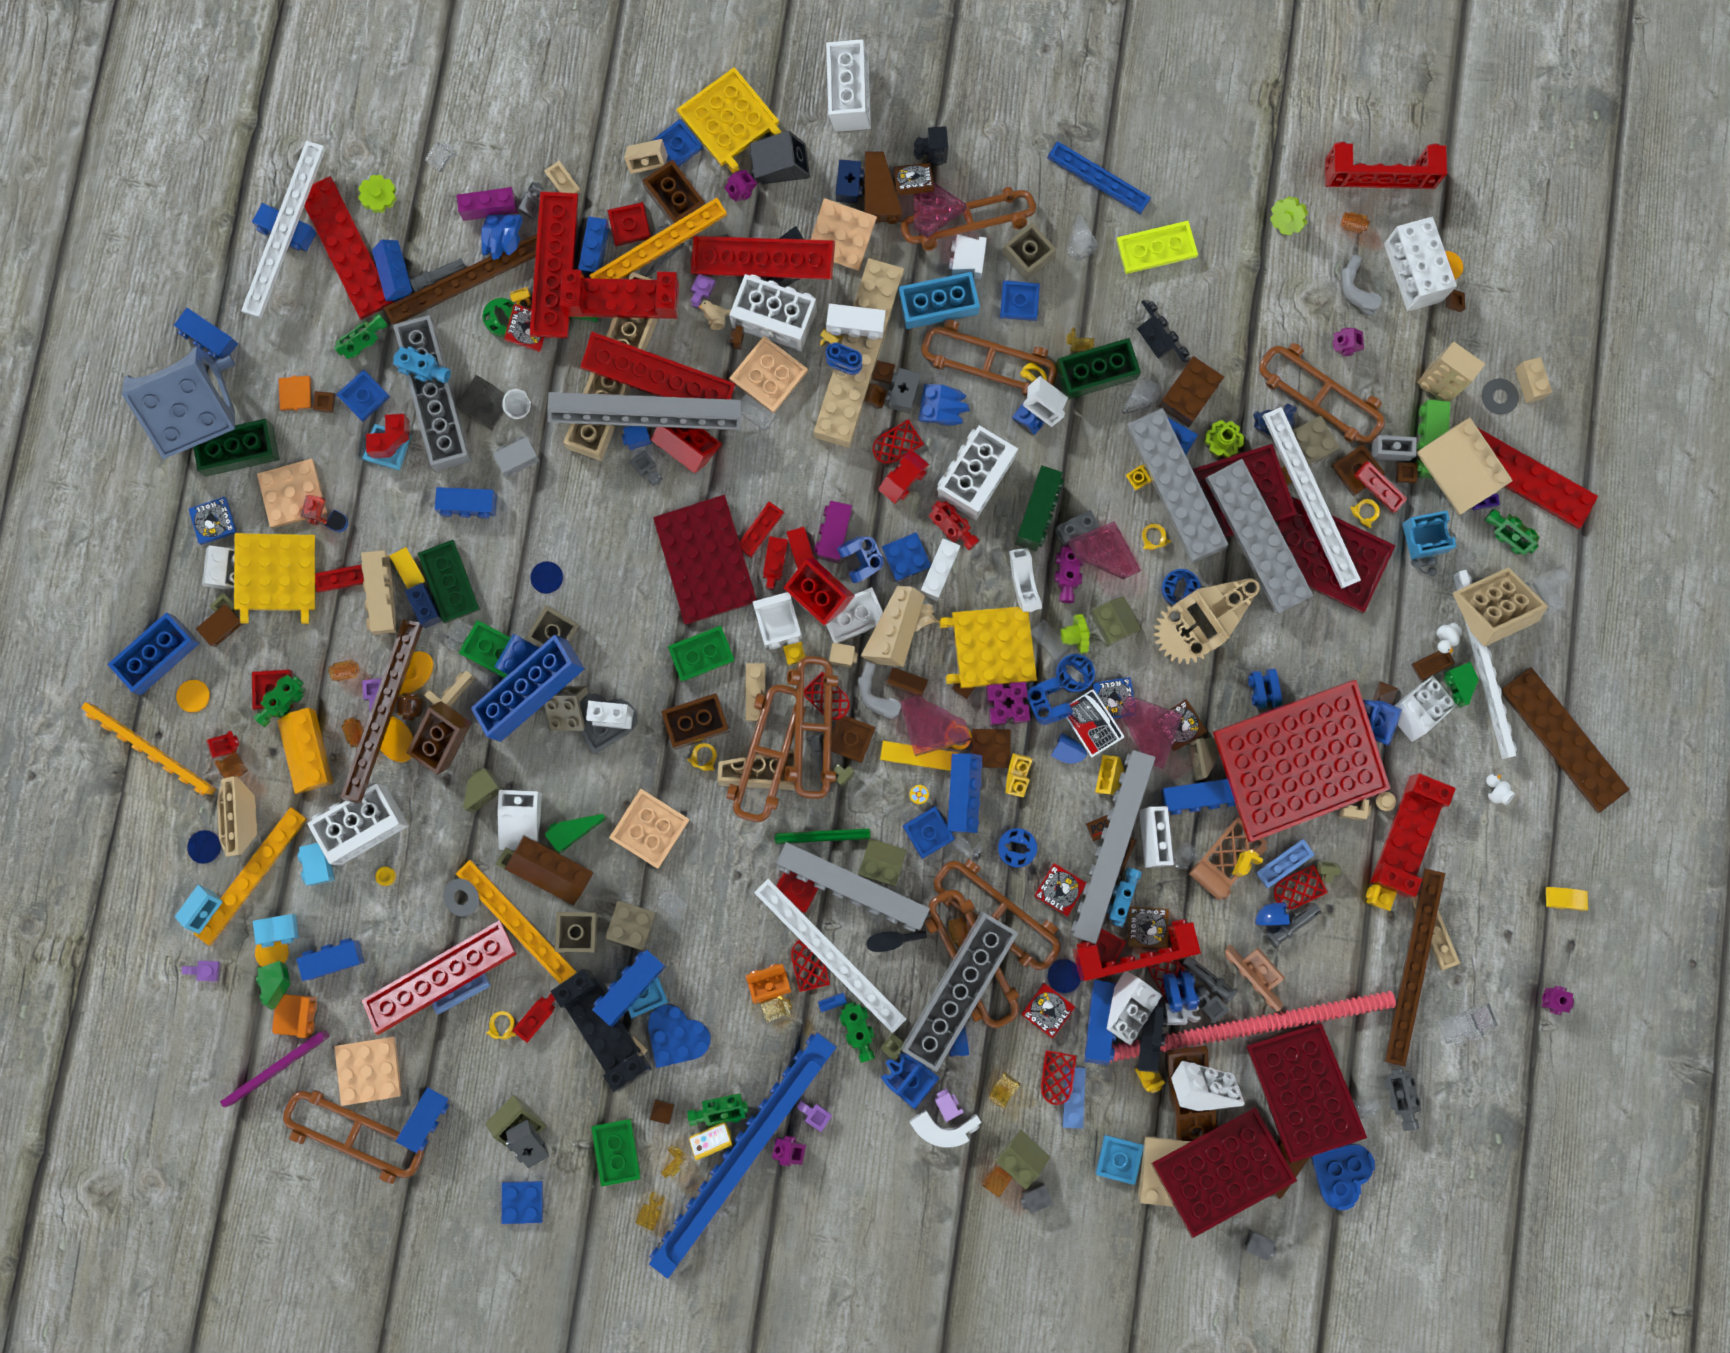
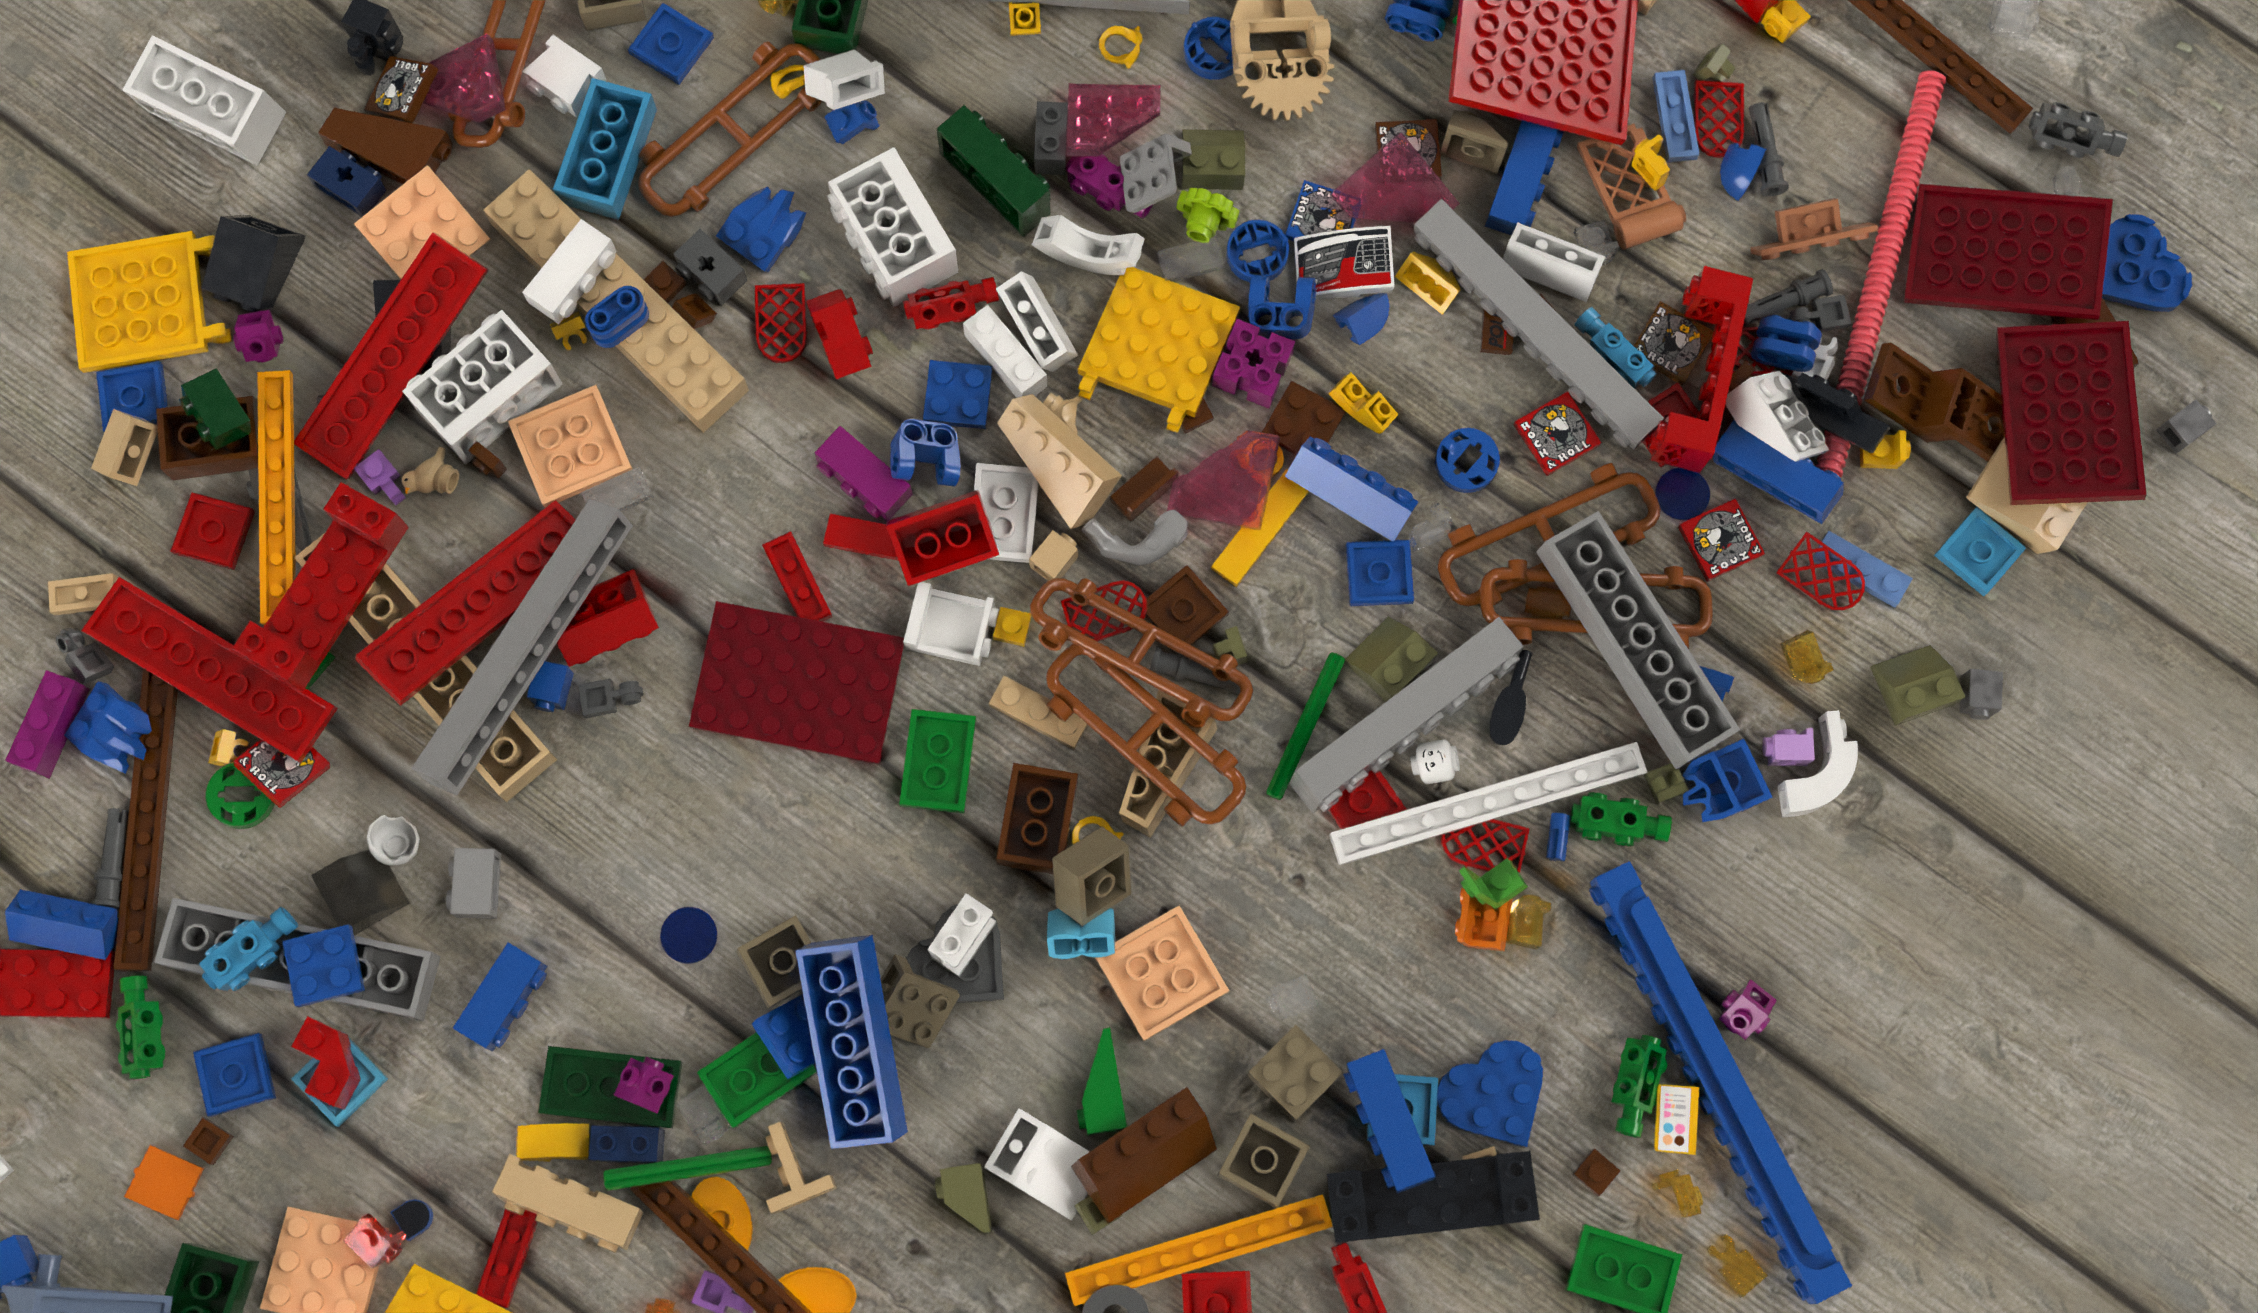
camera: 65 degrees left, 5 degrees down
(409, 706) = (774, 1246): reddish brown head -> none
(427, 643) = (687, 1168): none -> green axle
(432, 407) = (323, 965): none -> blue plate
(439, 737) = (851, 1220): reddish brown brick -> none
(454, 597) = (644, 1083): none -> magenta brick
(594, 246) = (214, 595): blue brick -> none
(647, 775) = (1069, 939): none -> medium azure brick
(677, 765) = (1092, 876): none -> dark tan brick
(684, 189) = (215, 409): none -> dark green brick
(774, 560) = (857, 583): red hinge -> none
(783, 980) = (1495, 886): none -> bright green bracket
(816, 1116) = (1713, 945): medium lavender plate -> none
(838, 915) = (1435, 761): none -> white head
(919, 794) = (1317, 557): yellow tile -> none
(967, 576) = (1037, 321): none -> white brick
(996, 1180) = (1929, 734): clear orange panel -> none
(1082, 591) = (1151, 171): none -> light grey bracket
(1146, 975) = (1741, 375): none -> reddish brown plate
(1205, 1088) = (1943, 373): white slope -> none

